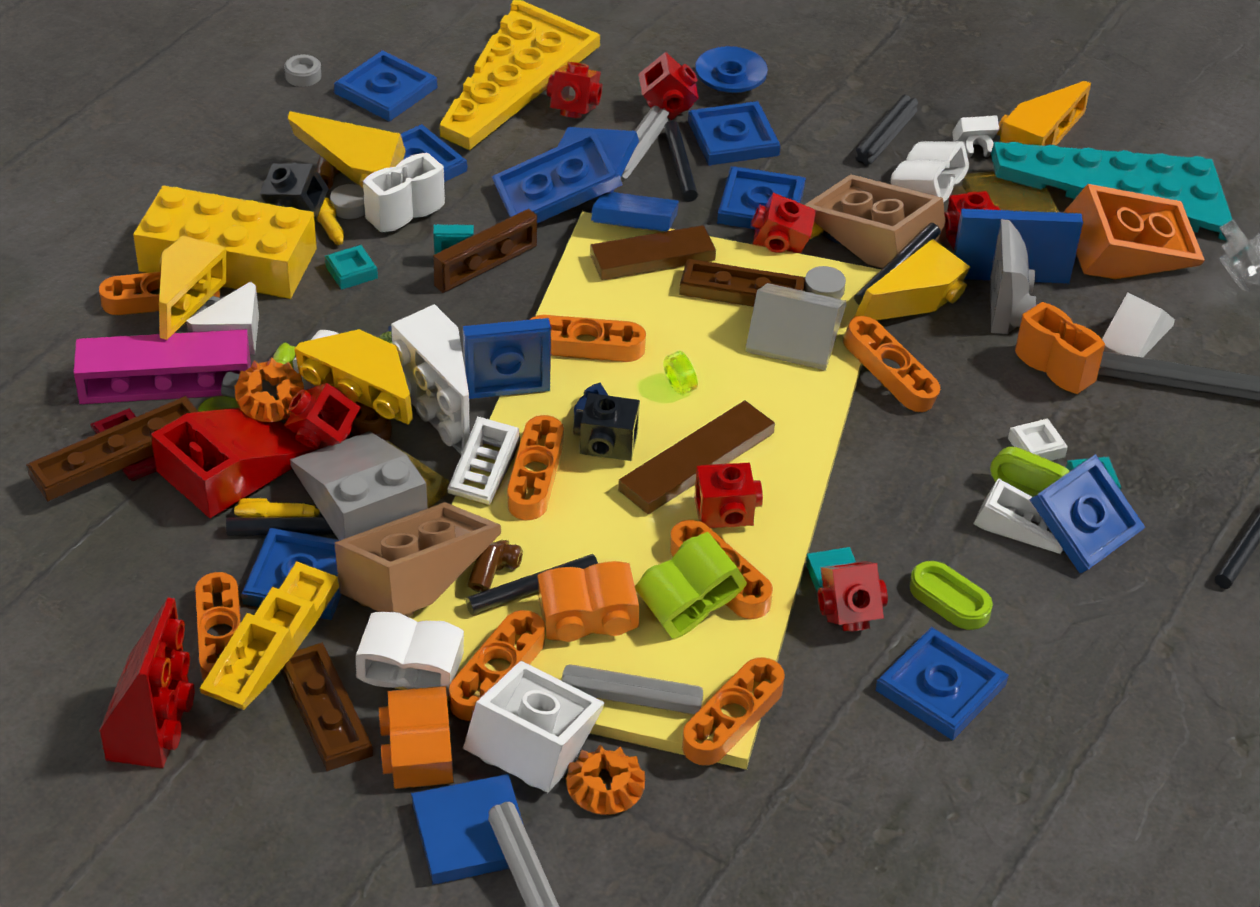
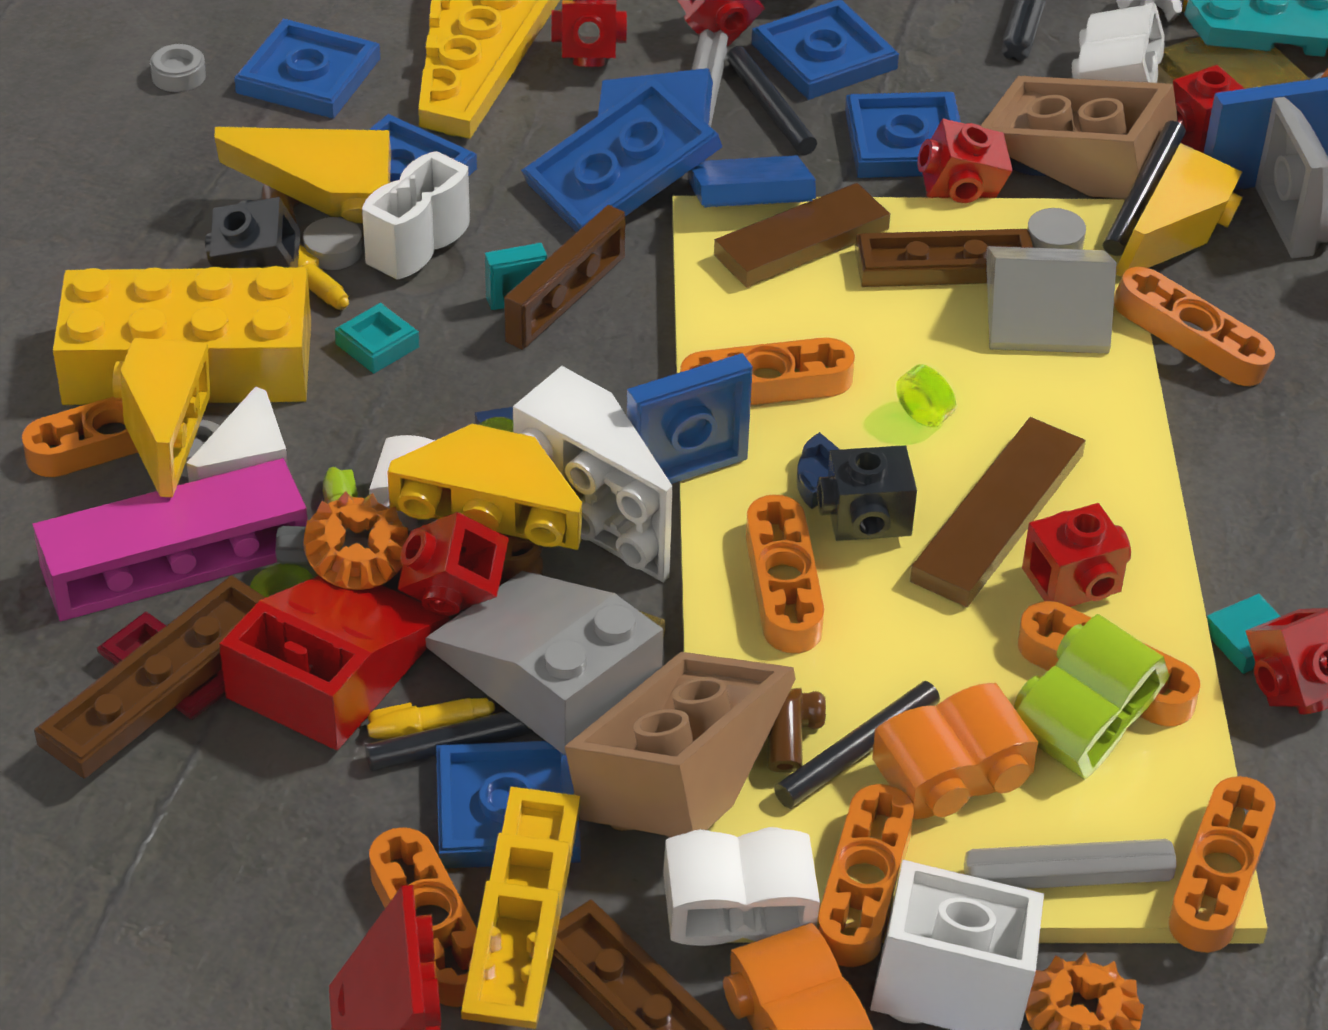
camera: 15 degrees left, 0 degrees up
(490, 433) = (716, 538): white slope -> none

